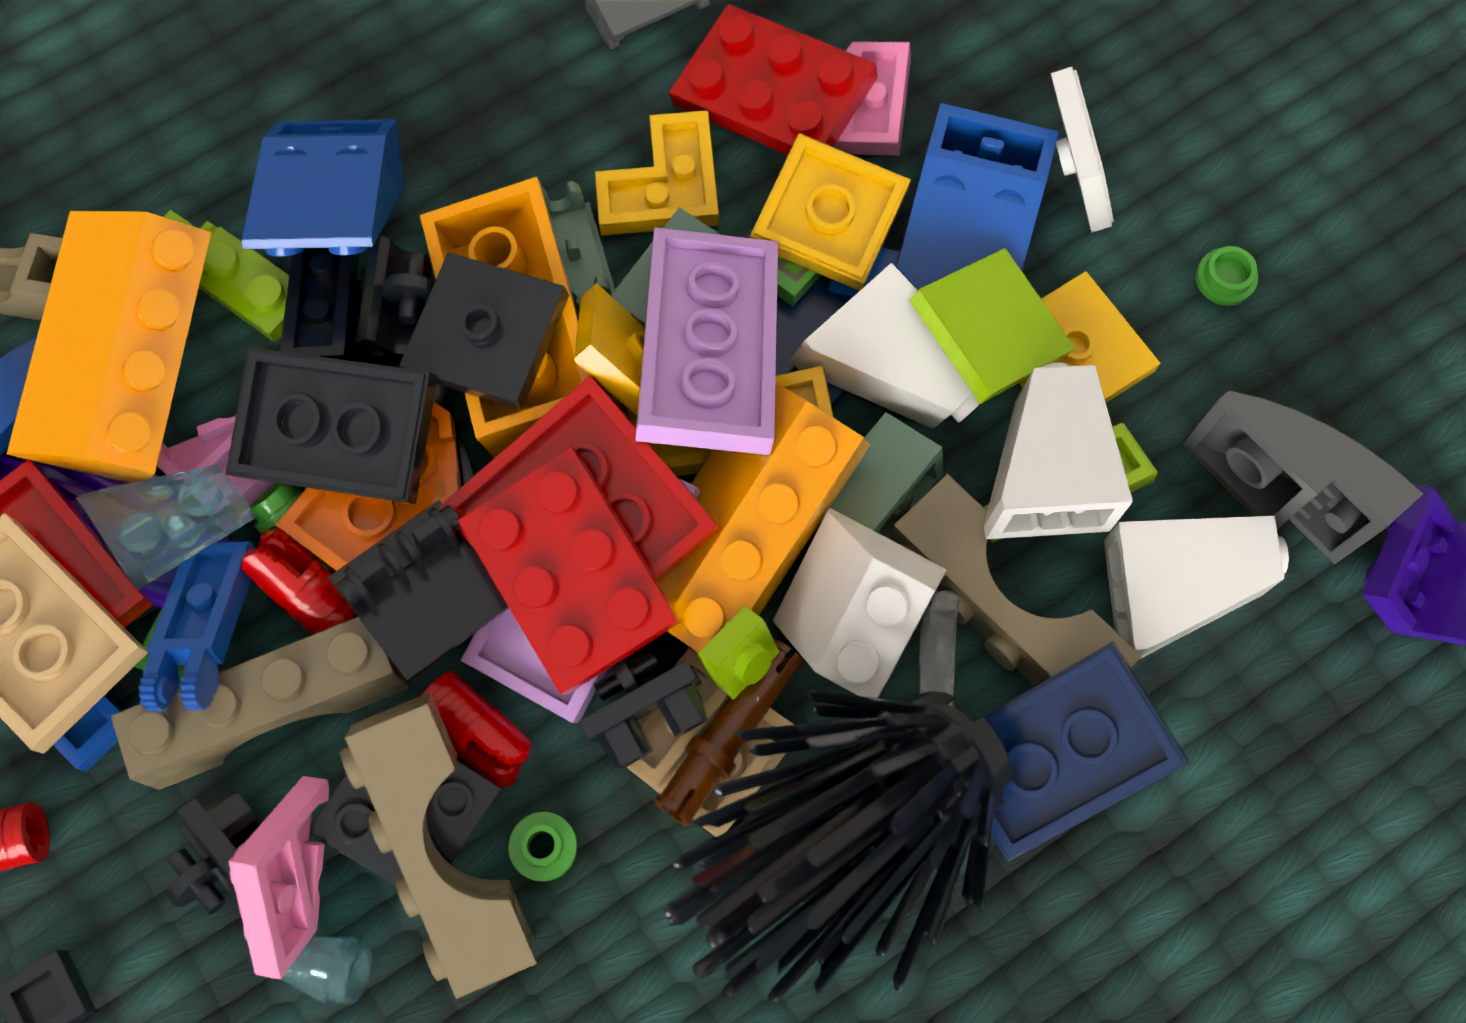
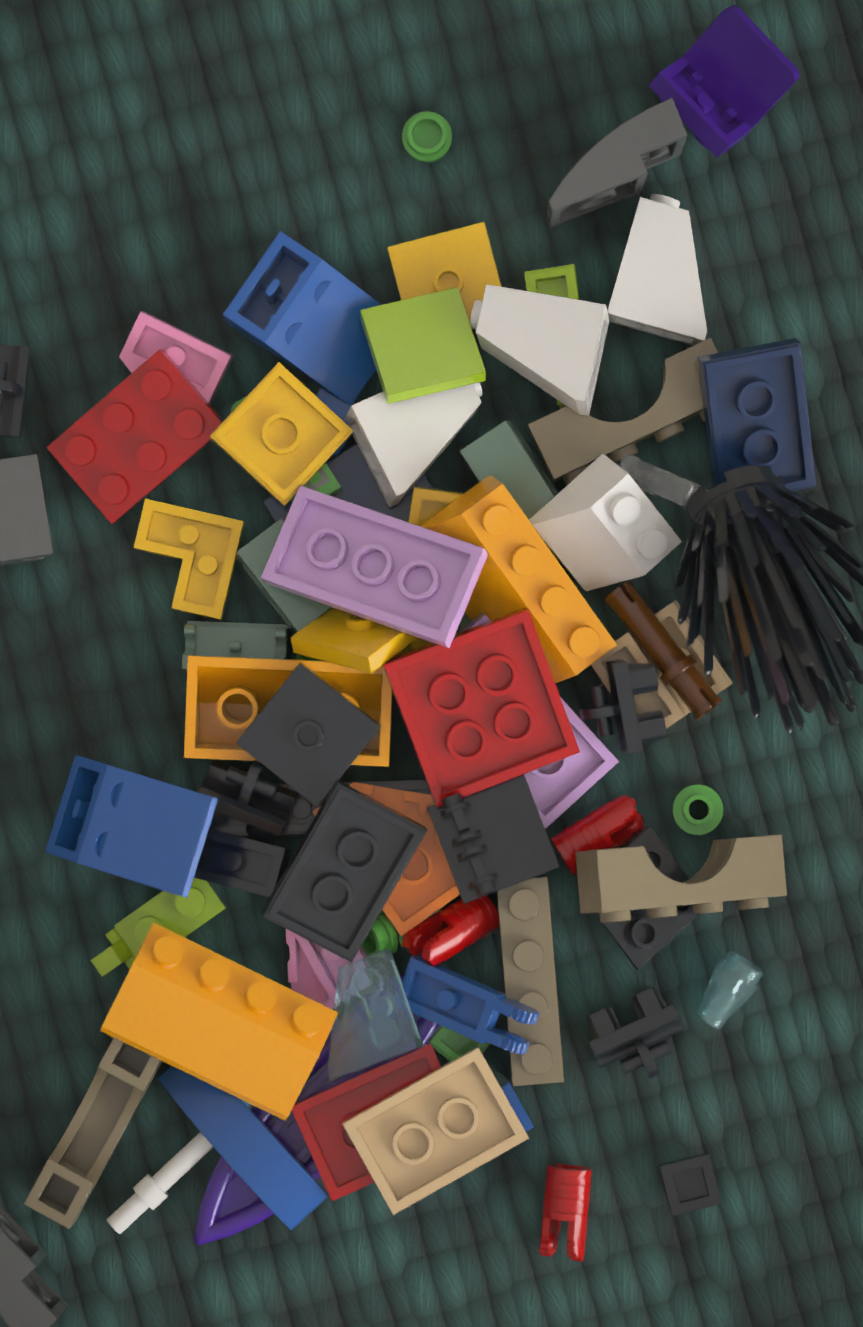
camera: 70 degrees left, 15 degrees up
(279, 880) = (670, 990): bright pink wing -> none
(569, 571) = (523, 726): red plate -> none
(739, 653) = (617, 624): lime plate -> none
(1079, 149) = (294, 214): white plate -> none

